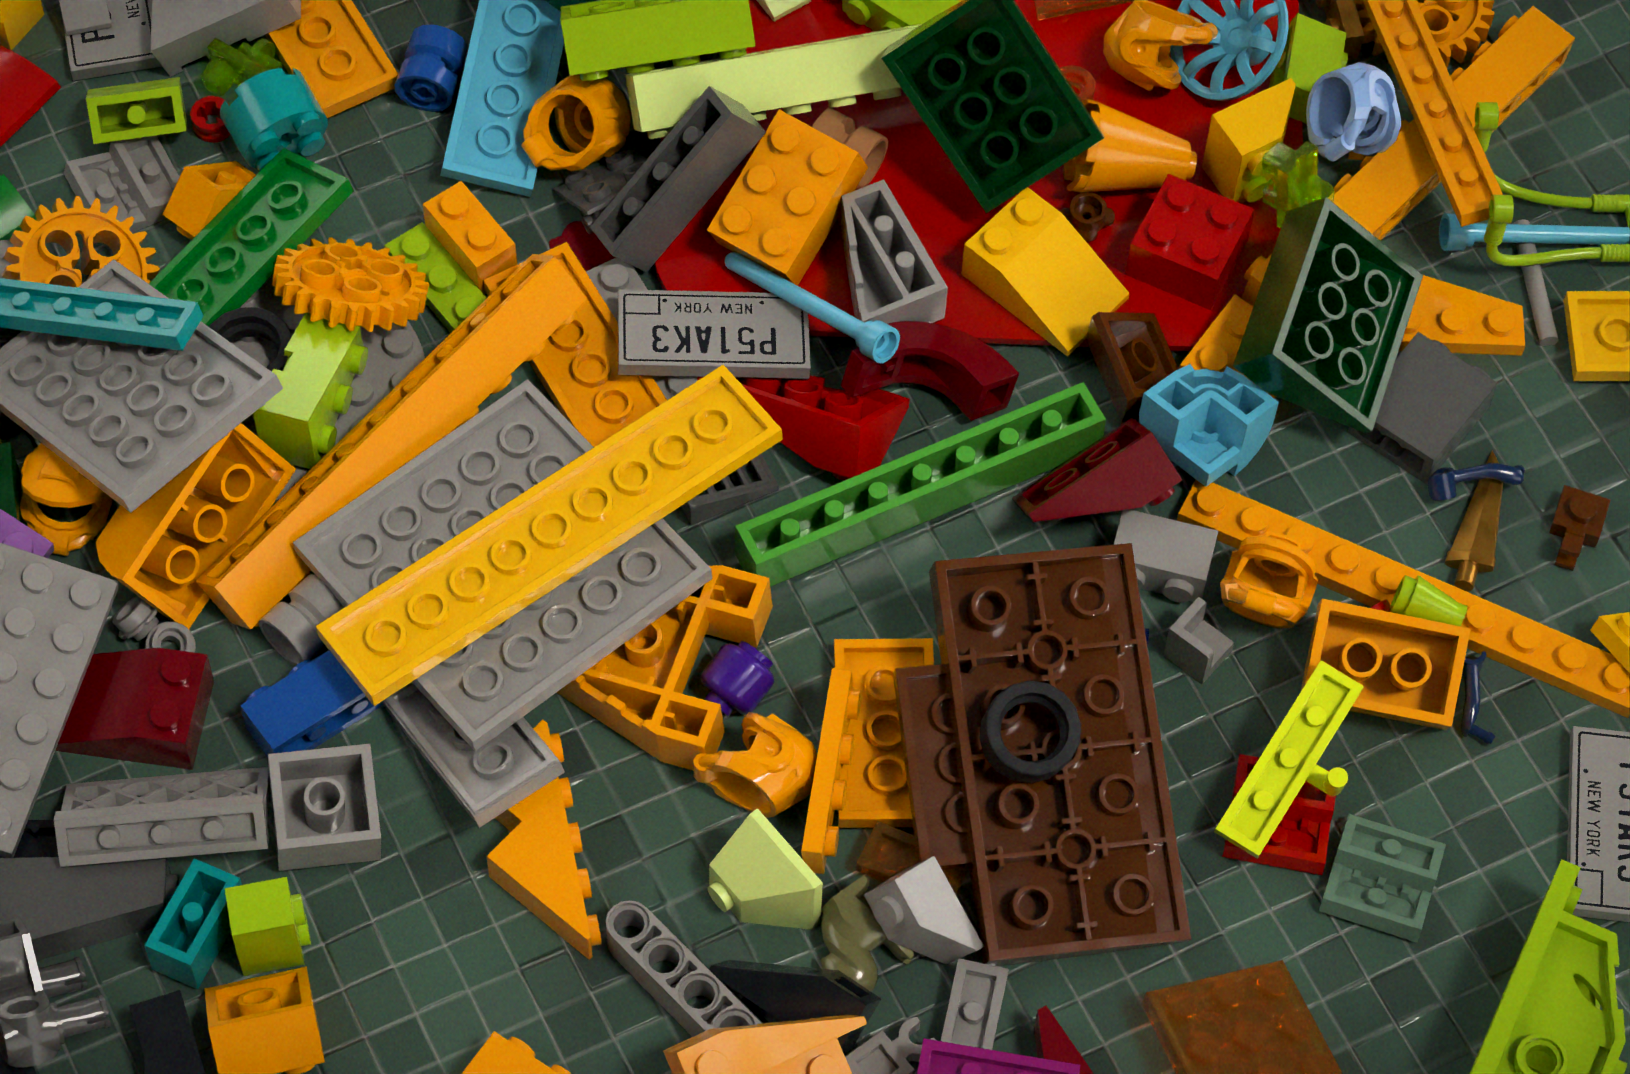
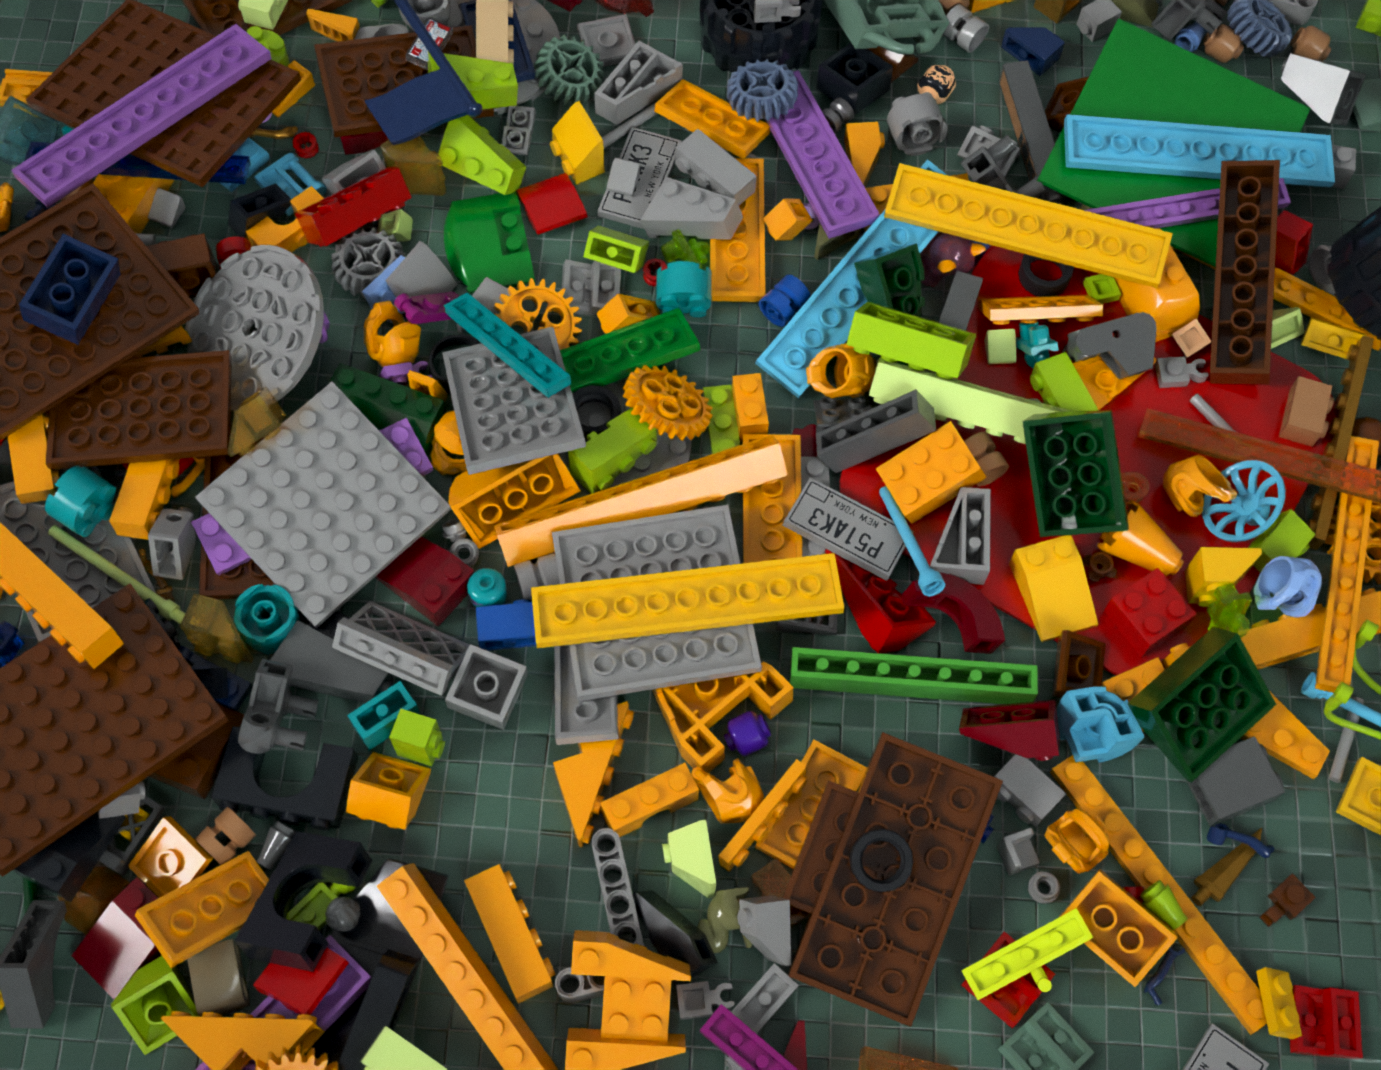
camera: 30 degrees right, 5 degrees up
(237, 673) = (487, 588): none -> teal head
(669, 814) = (663, 792): none -> light orange arch
(1262, 660) = (1047, 879): none -> light grey plate

